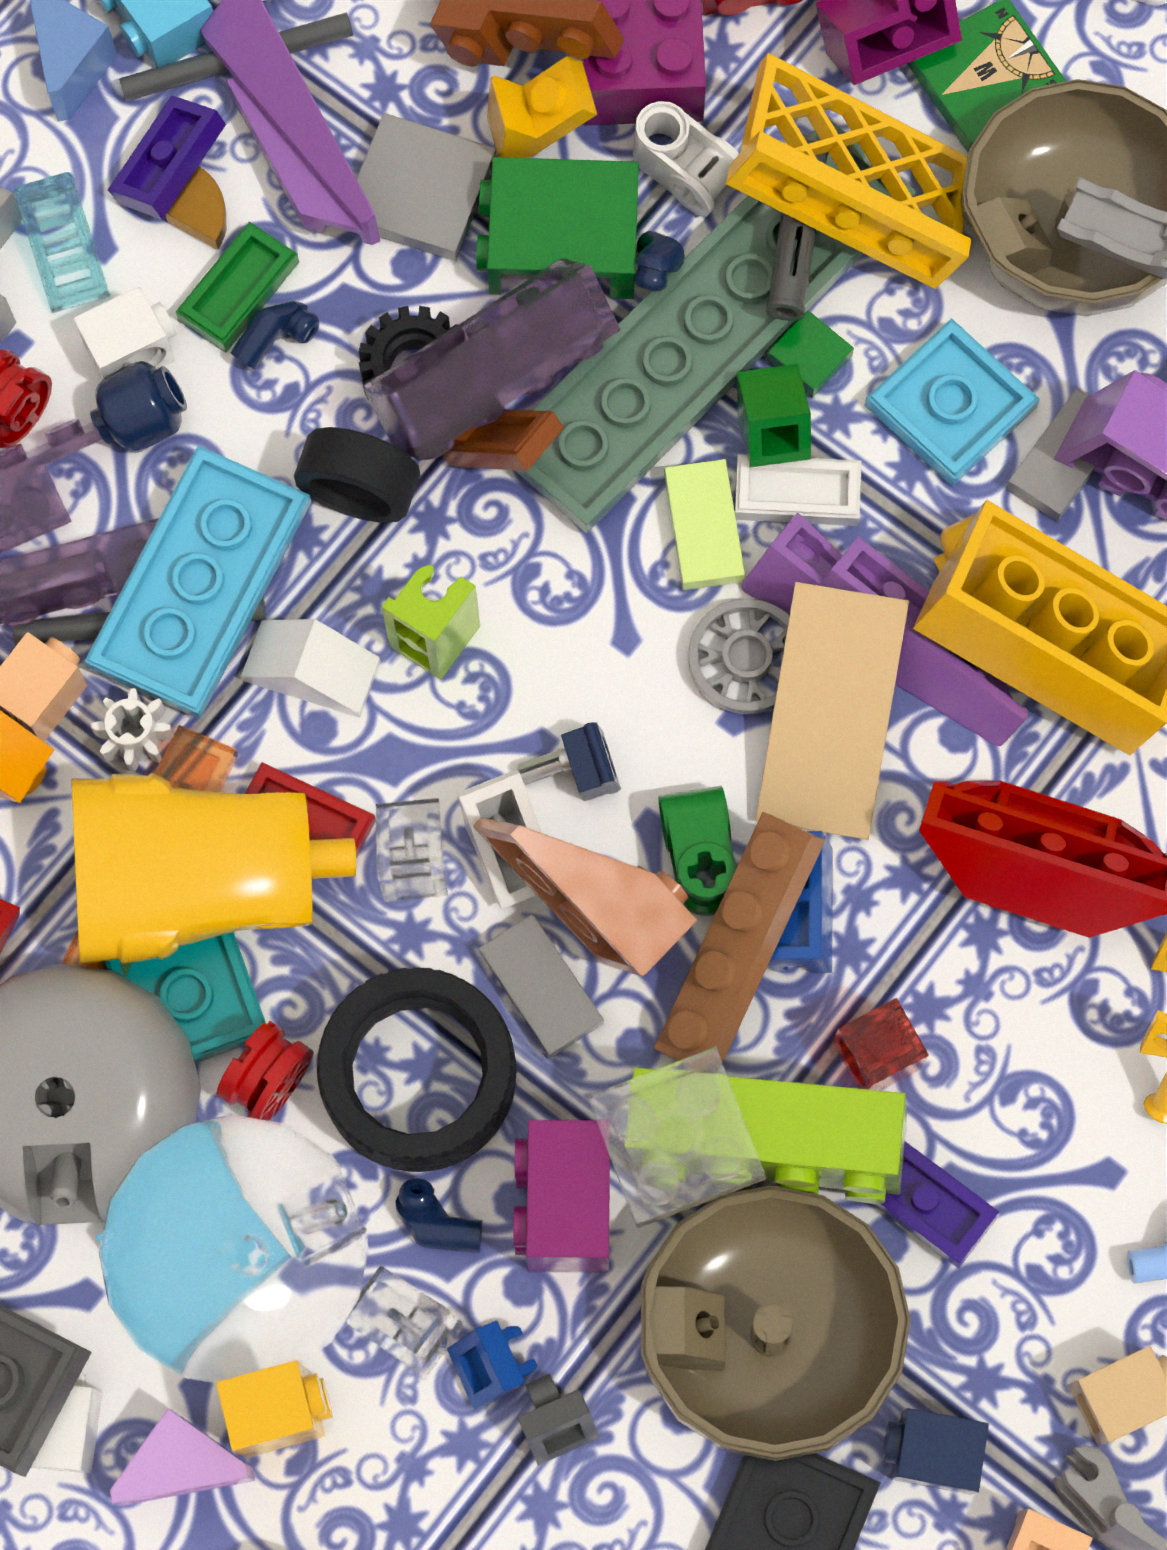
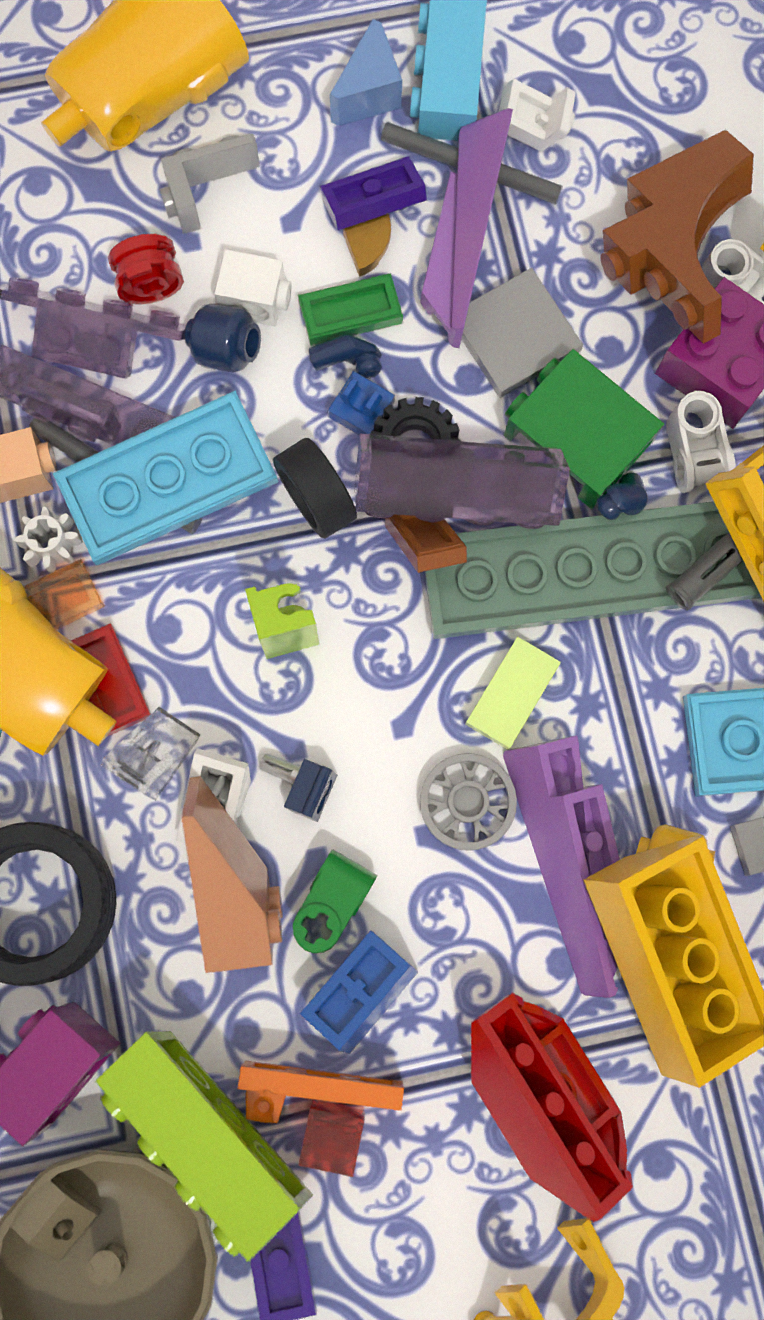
camera: 35 degrees right, 5 degrees up
(49, 205) = (277, 169): clear light blue slope -> none
(311, 664) = (193, 587): white slope -> none
(328, 370) = (360, 404): none -> blue tile
(539, 112) = (629, 340): yellow slope -> none
(541, 986) = (159, 910): light grey tile -> none
(676, 1137) = (124, 1111): clear plate -> none
(740, 939) = (297, 994): medium nougat plate -> none
(774, 415) = (614, 659): green brick -> none
(784, 1051) = (271, 1083): none -> orange hinge
(815, 350) = (674, 636): green tile -> none
(815, 488) = (592, 717): white tile -> none
(832, 709) = (489, 885): tan piece -> none

